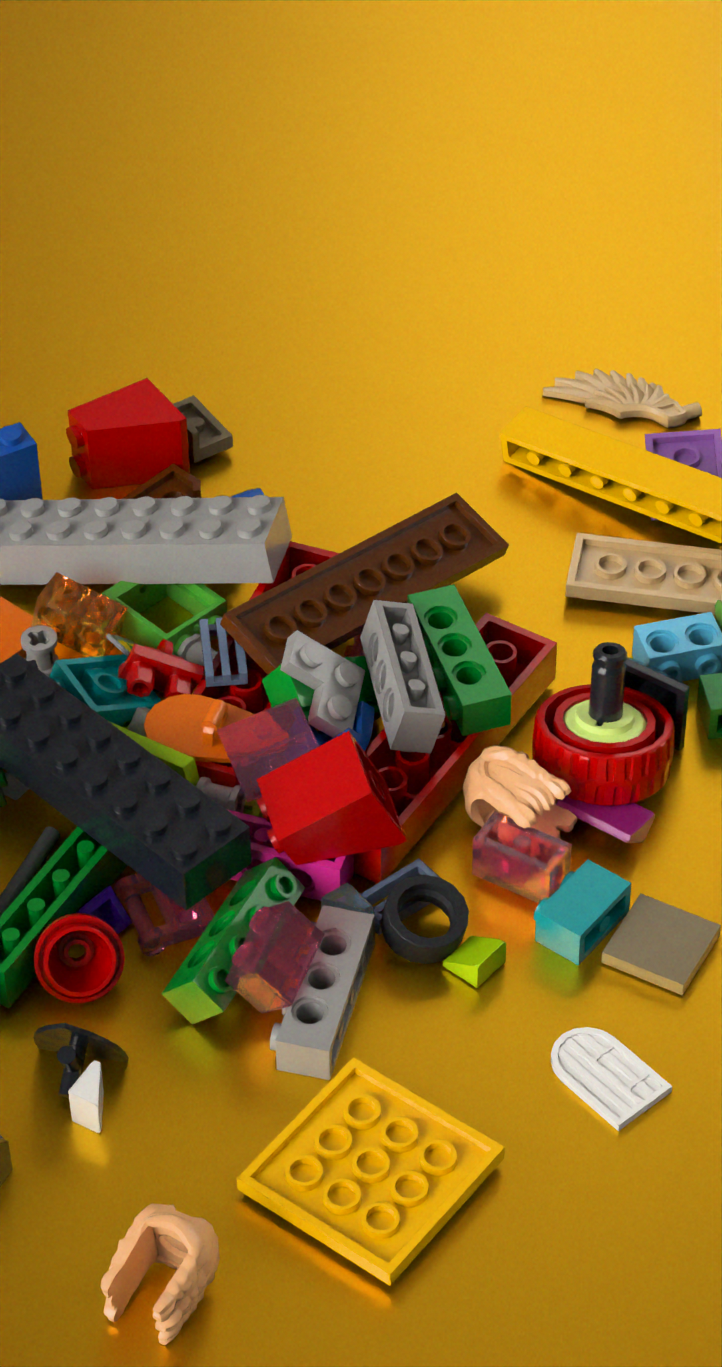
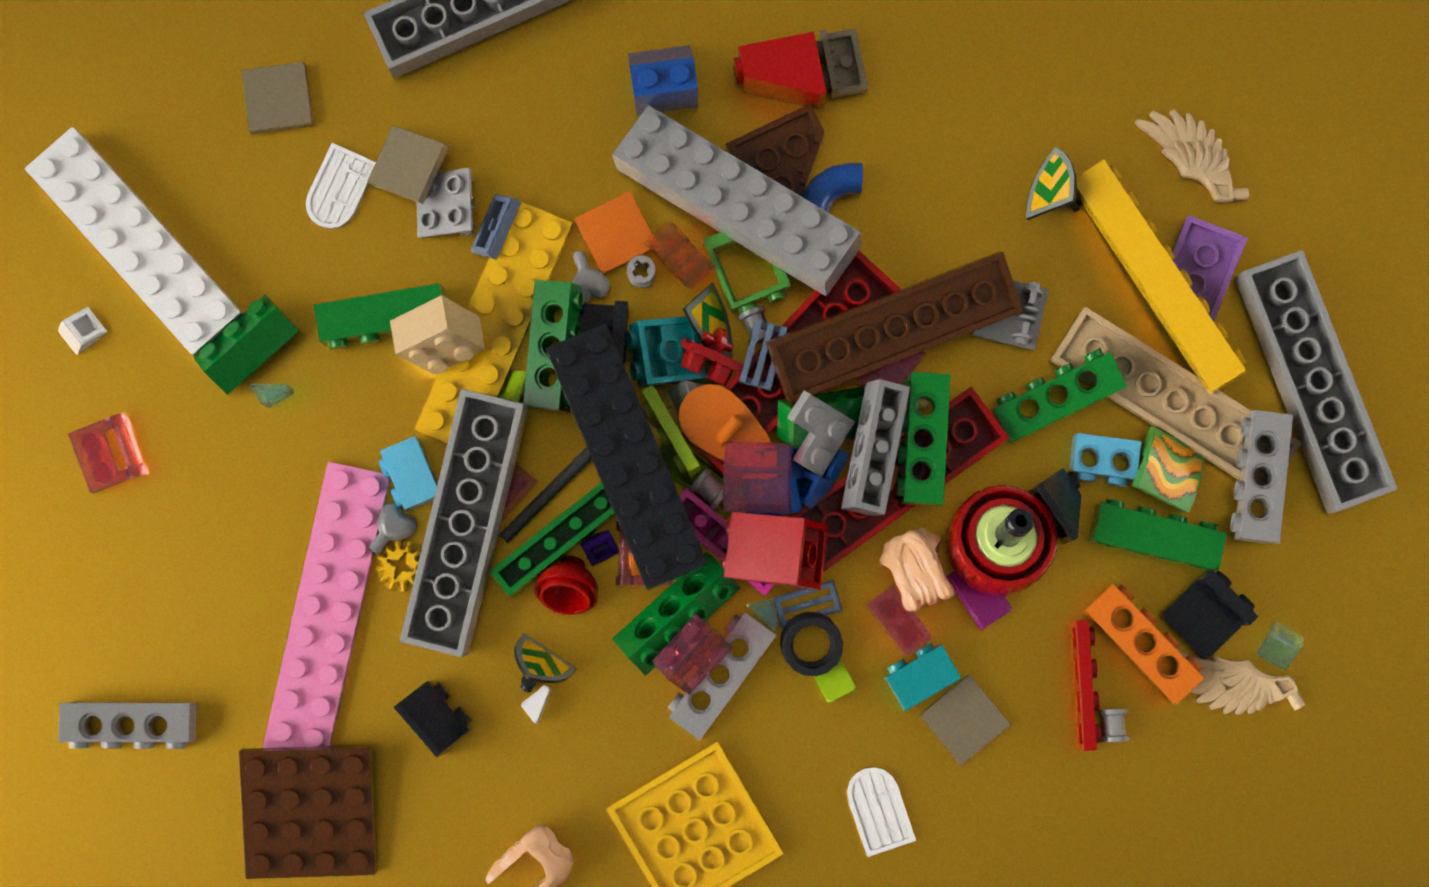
camera: 20 degrees right, 40 degrees up
(482, 447) = (1053, 186): none -> shield
(509, 575) = (1024, 327): none -> light grey hinge
(616, 585) = (1107, 382): none -> green brick

